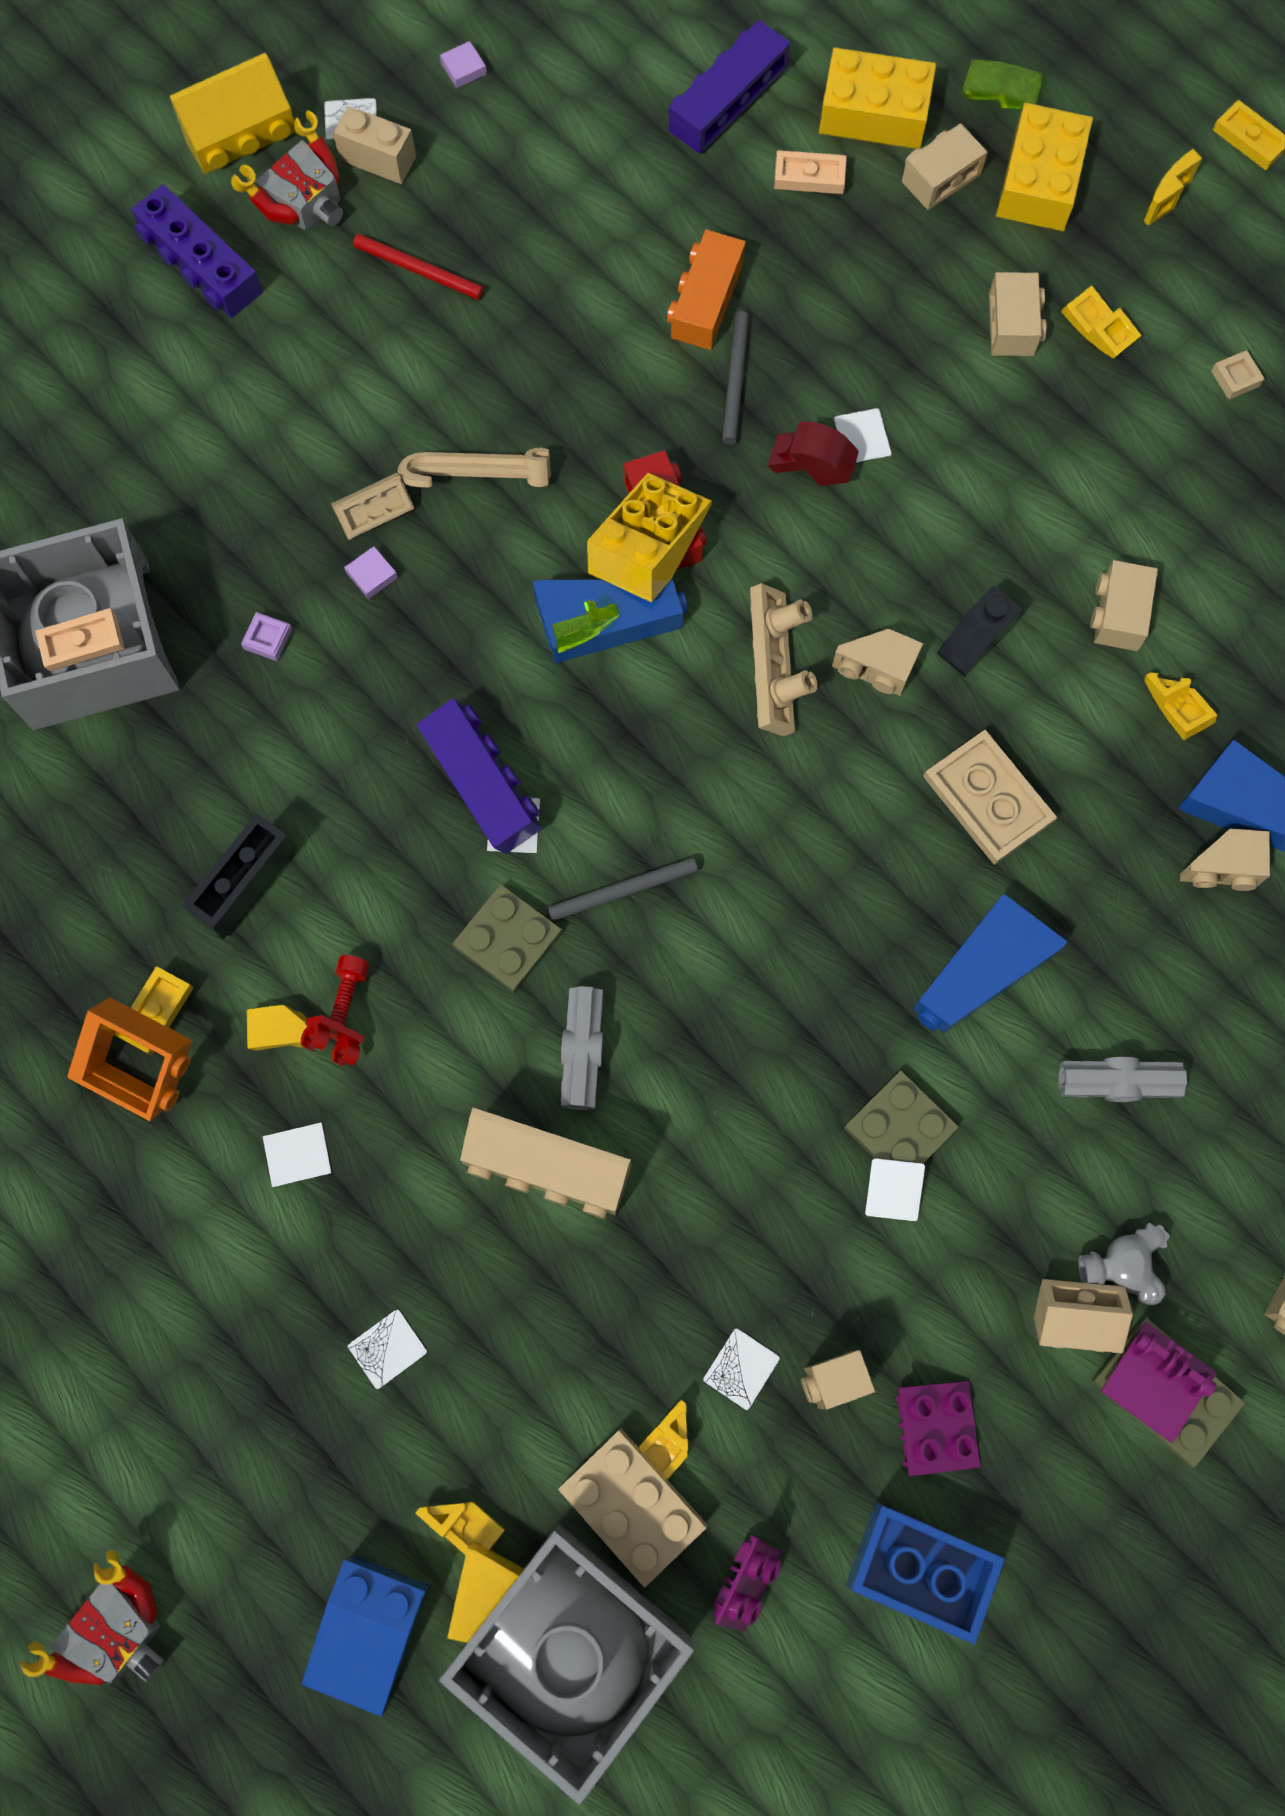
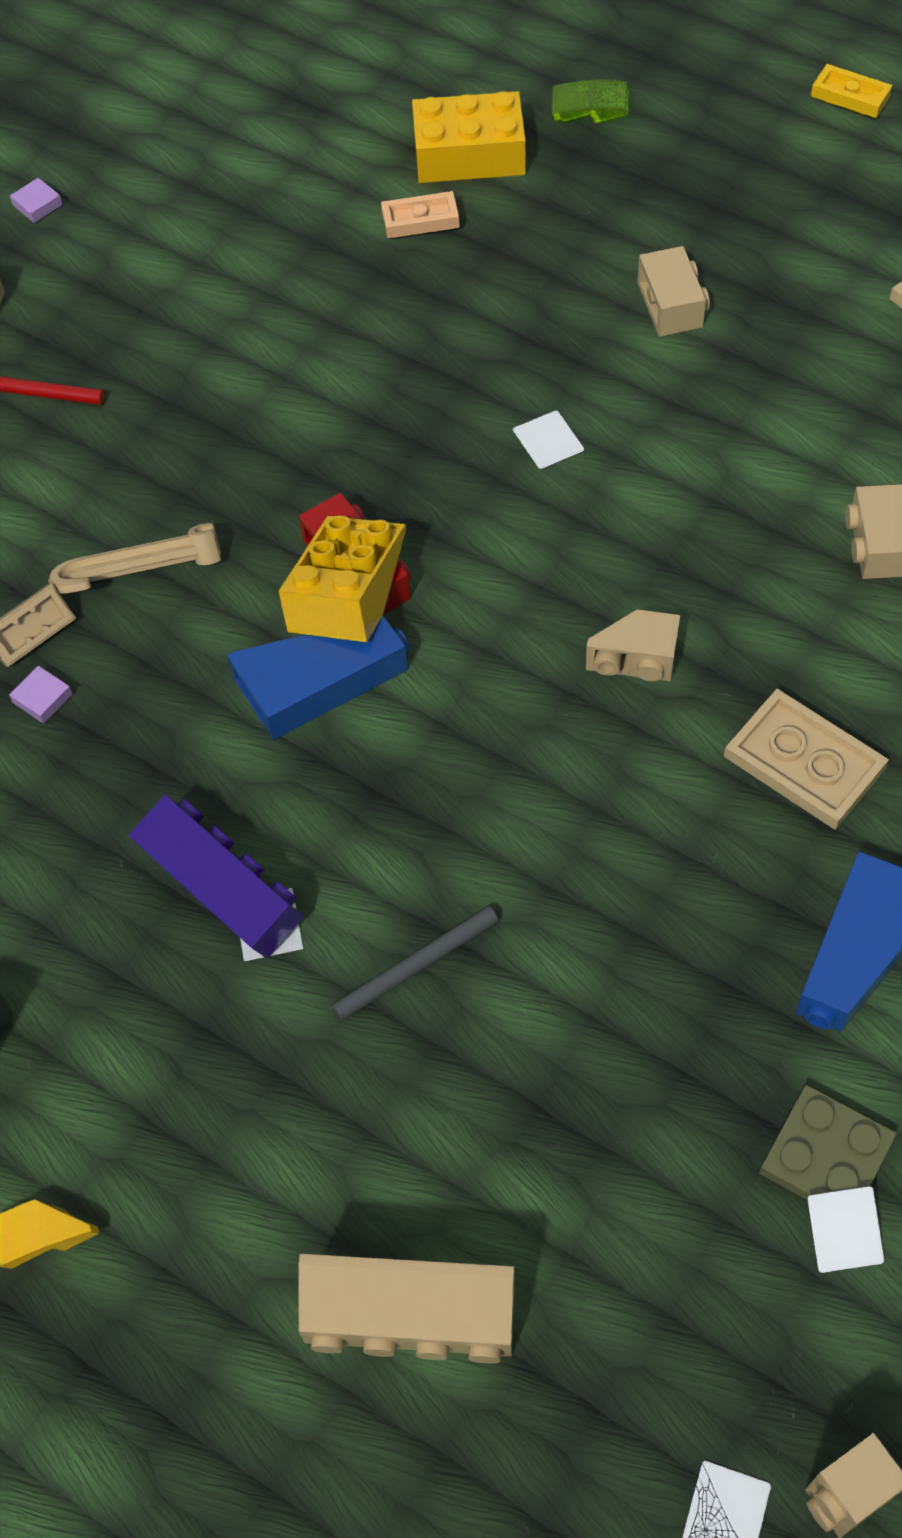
camera: 10 degrees left, 15 degrees down
(296, 1154) = (88, 1387): white sticker -> none
(320, 1028) = (86, 1213): red bar -> none
(507, 938) = (292, 1054): olive plate -> none
(582, 1048) = (416, 1159): light grey piece -> none
(584, 627) = (296, 684): clear neon green slope -> none
(706, 289) = (342, 339): orange brick -> none
(728, 86) = (315, 158): dark purple brick -> none
(735, 378) = (397, 416): dark grey bar -> none
(770, 643) = (524, 693): tan plate -> none
(816, 449) = (506, 456): dark red brick -> none
(943, 166) = (555, 180): tan brick -> none
(980, 630) = (737, 591): black slope -> none
(1044, 167) = (656, 159): yellow brick -> none
(1099, 325) = (758, 283): yellow slope -> none
(1172, 186) = (789, 148): yellow slope -> none

